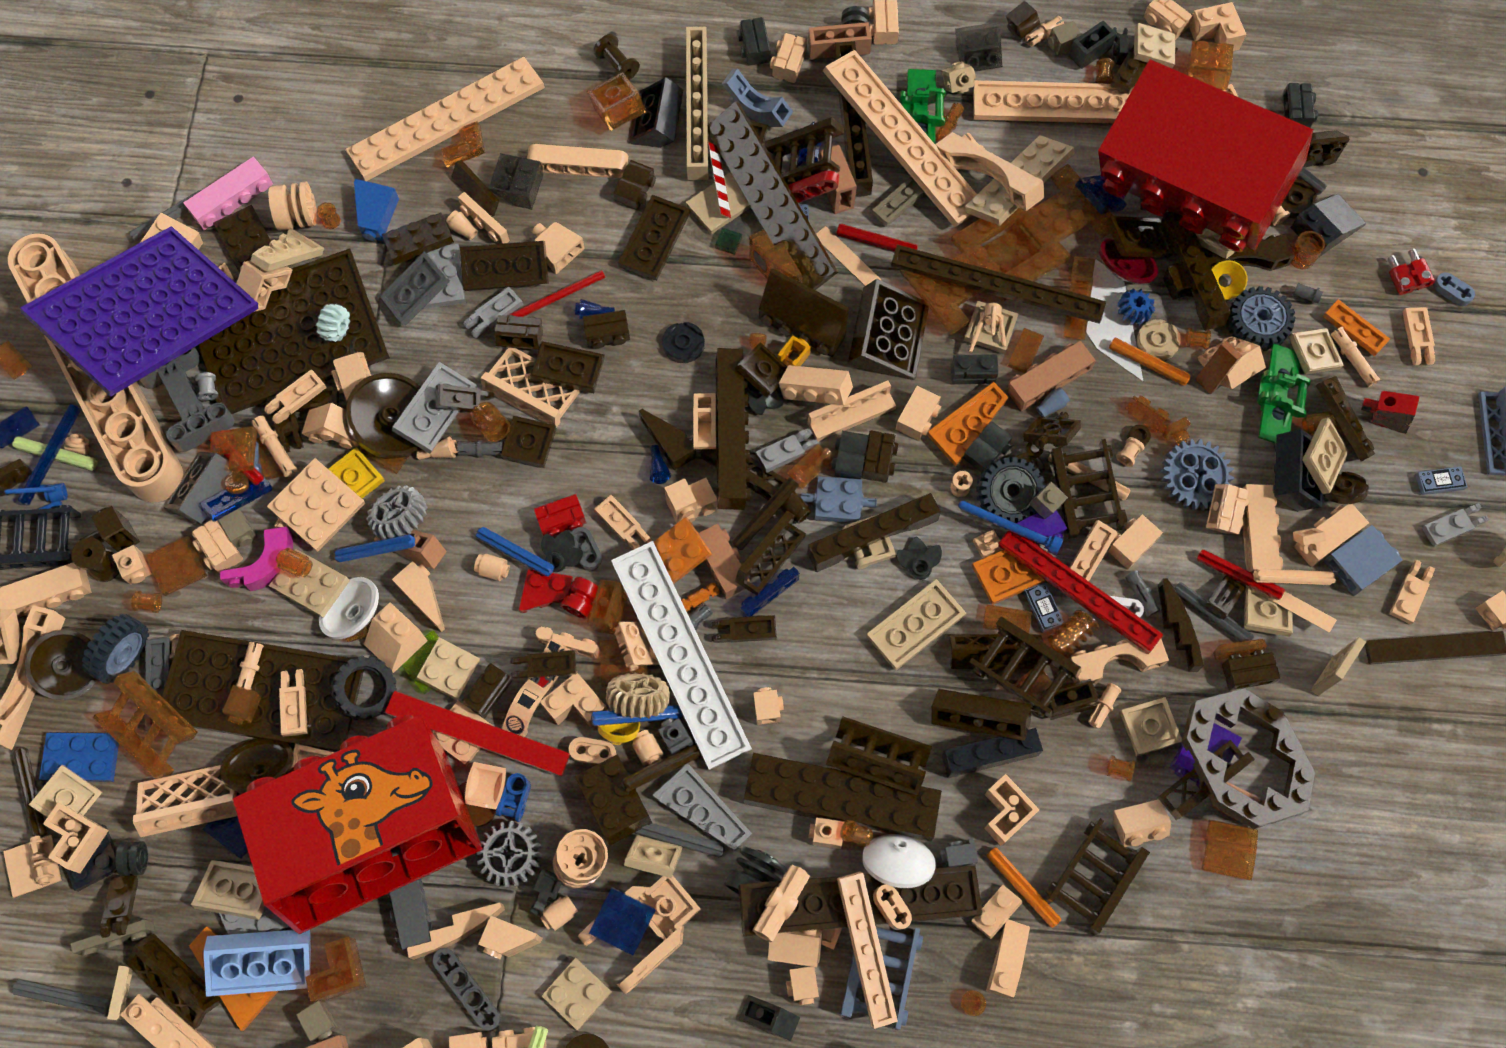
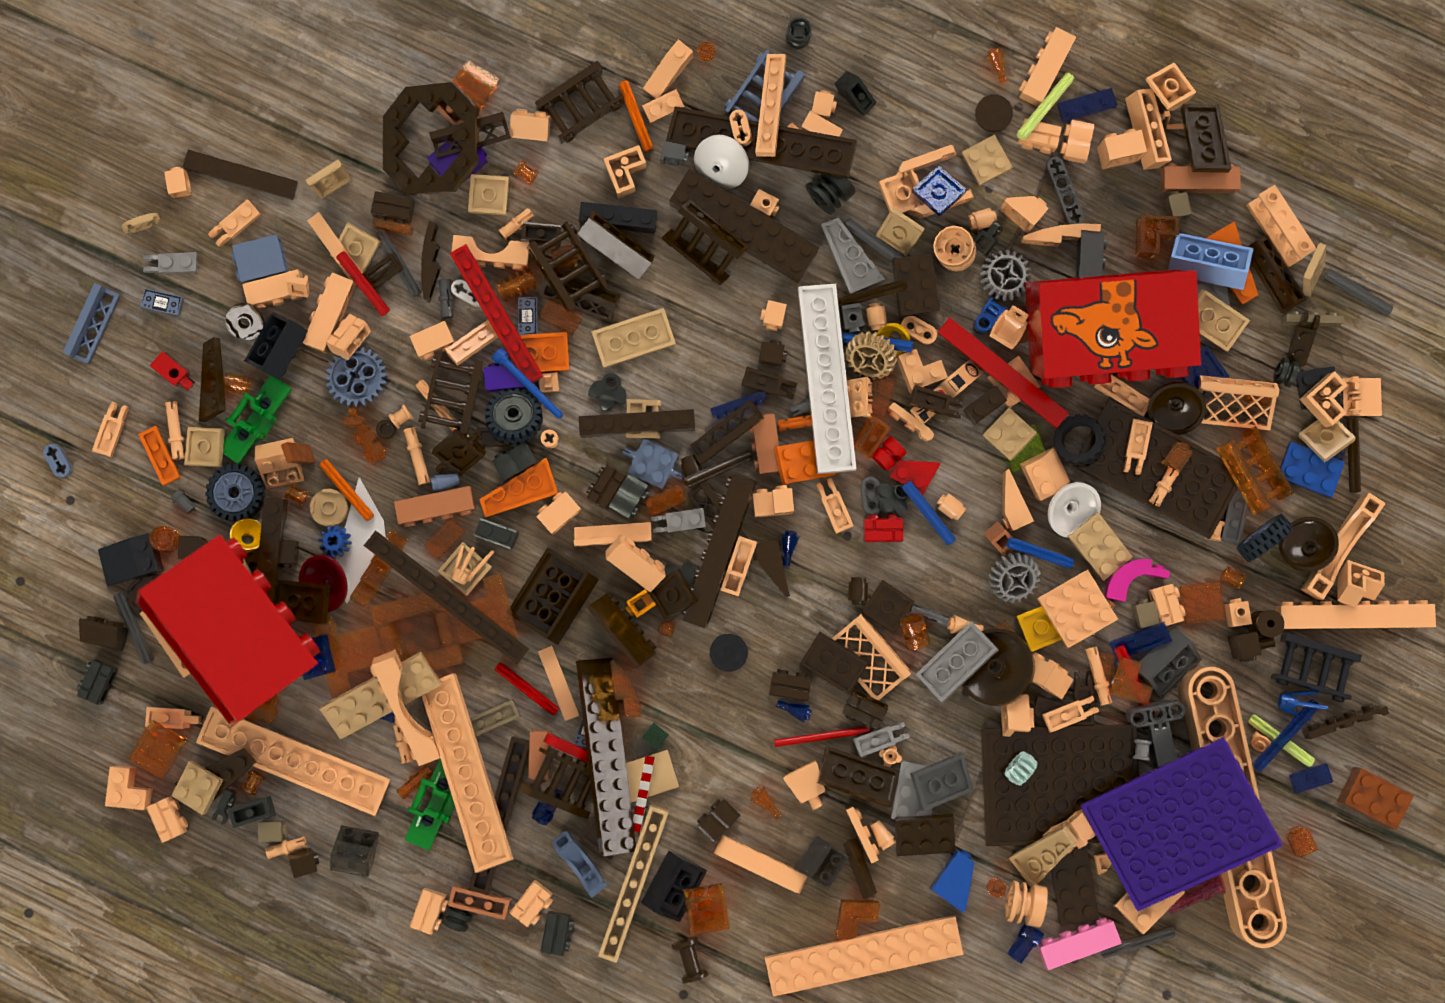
camera: 165 degrees left, 15 degrees up
(236, 483) = (1137, 651): clear orange tile -> none
(286, 173) = (1028, 938): none -> clear blue piece
(294, 563) = (1108, 561): clear orange brick -> none
(460, 397) = (932, 659): hinge -> none
(474, 296) = (895, 756): none -> light nougat plate
(566, 445) = (858, 590): none -> dark brown brick
(597, 218) = (761, 797): none -> clear orange cone
(654, 237) = (718, 761): dark brown plate -> none
(753, 662) = (772, 353): none -> dark brown brick
(781, 903) = (822, 151): light nougat piece -> none
(859, 834) = (748, 193): clear orange bush -> none
(959, 77) = (387, 822): tan brick -> none
(1048, 500) = (490, 390): dark tan brick -> none
(1093, 418) = (416, 455): none -> light nougat pin
(1294, 576) = (323, 264): light nougat axle -> none
(1325, 455) = (248, 349): tan tile -> none
(1411, 276) = (87, 484): red piece -> none

